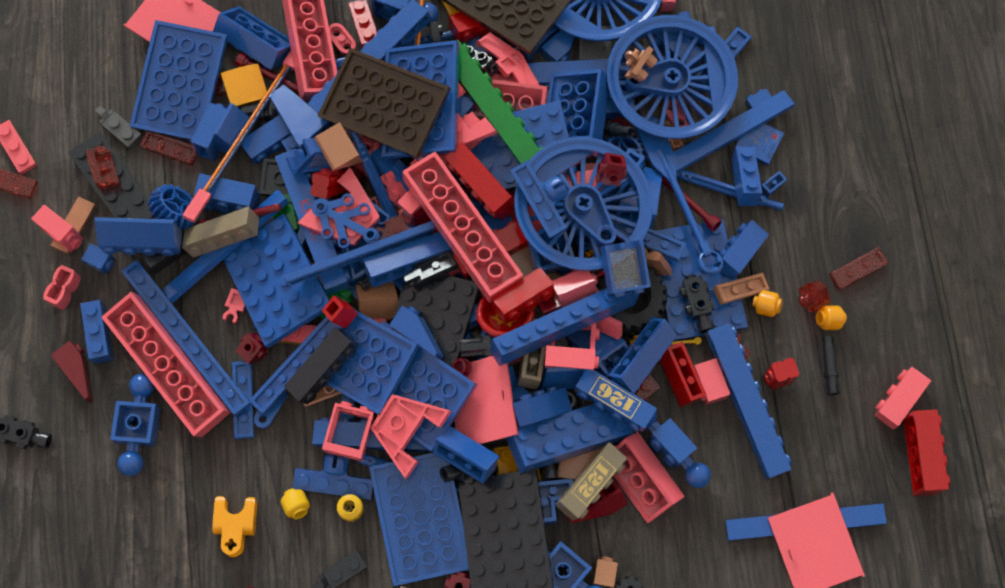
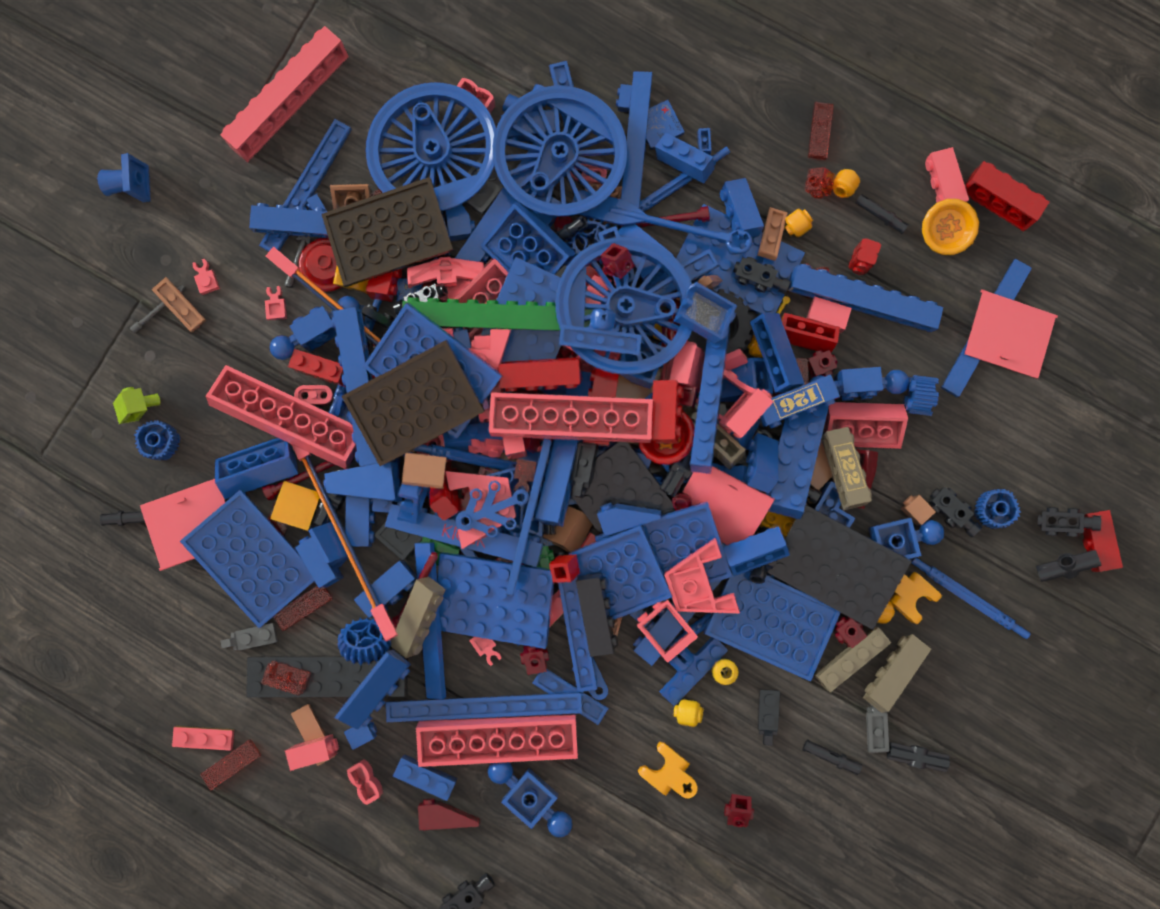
camera: 50 degrees left, 10 degrees up
(637, 61) = (529, 168): nougat hips -> none
(666, 398) = (822, 363): none -> dark red brick
(703, 504) = (921, 395): none -> blue brick
(864, 427) = (950, 226): none -> light orange piece

